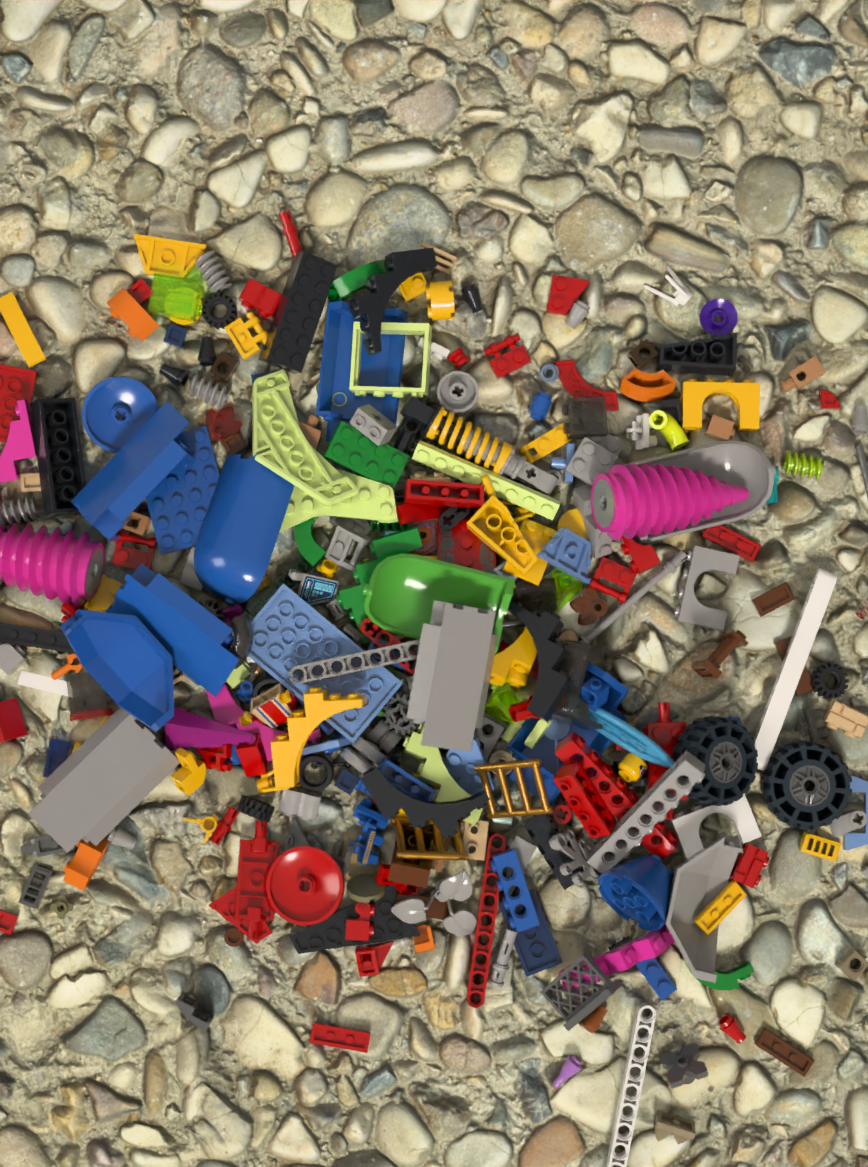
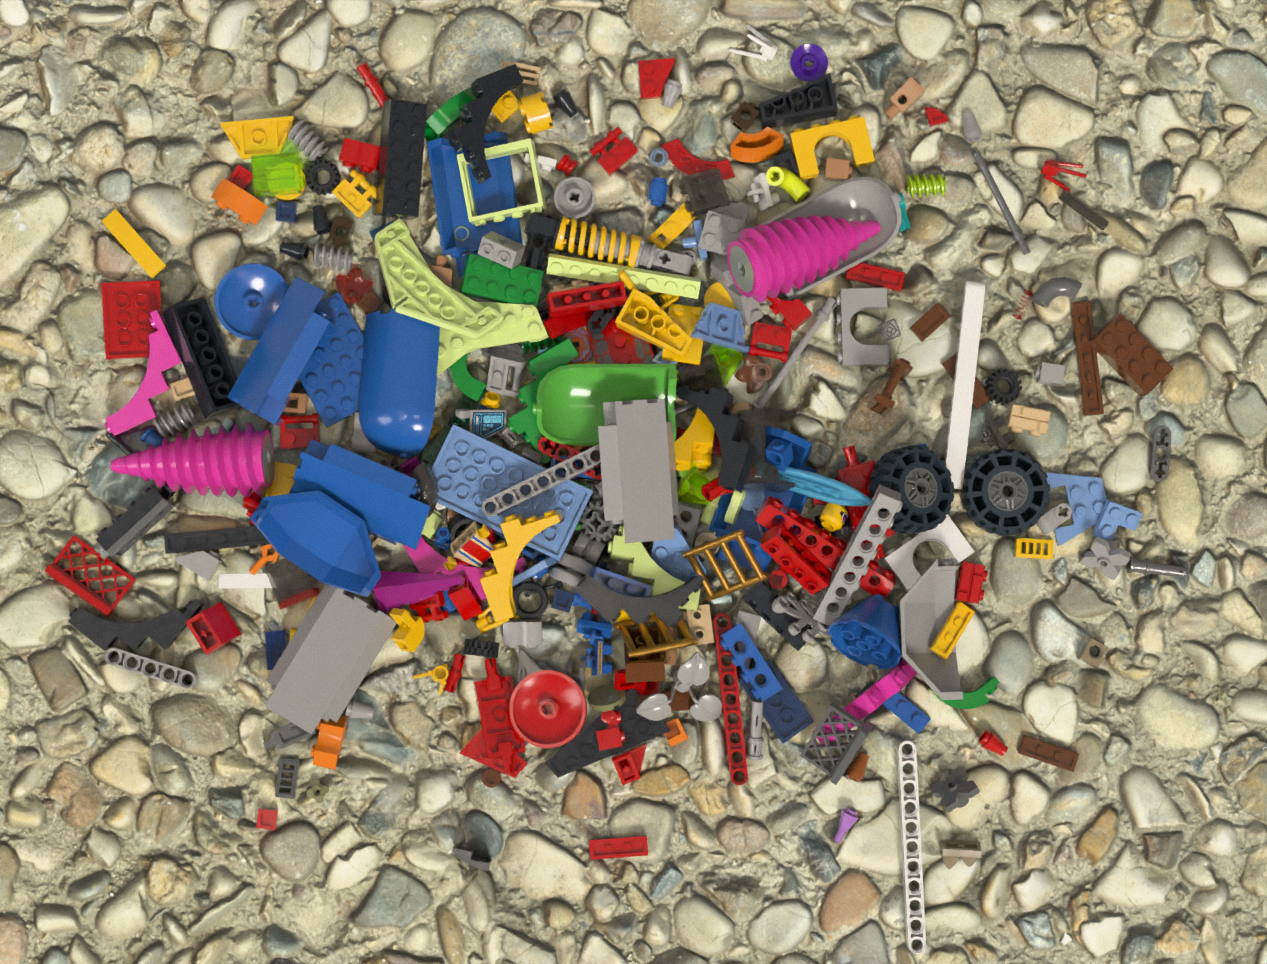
camera: 15 degrees left, 0 degrees up
(731, 597) = (889, 330): none -> tile

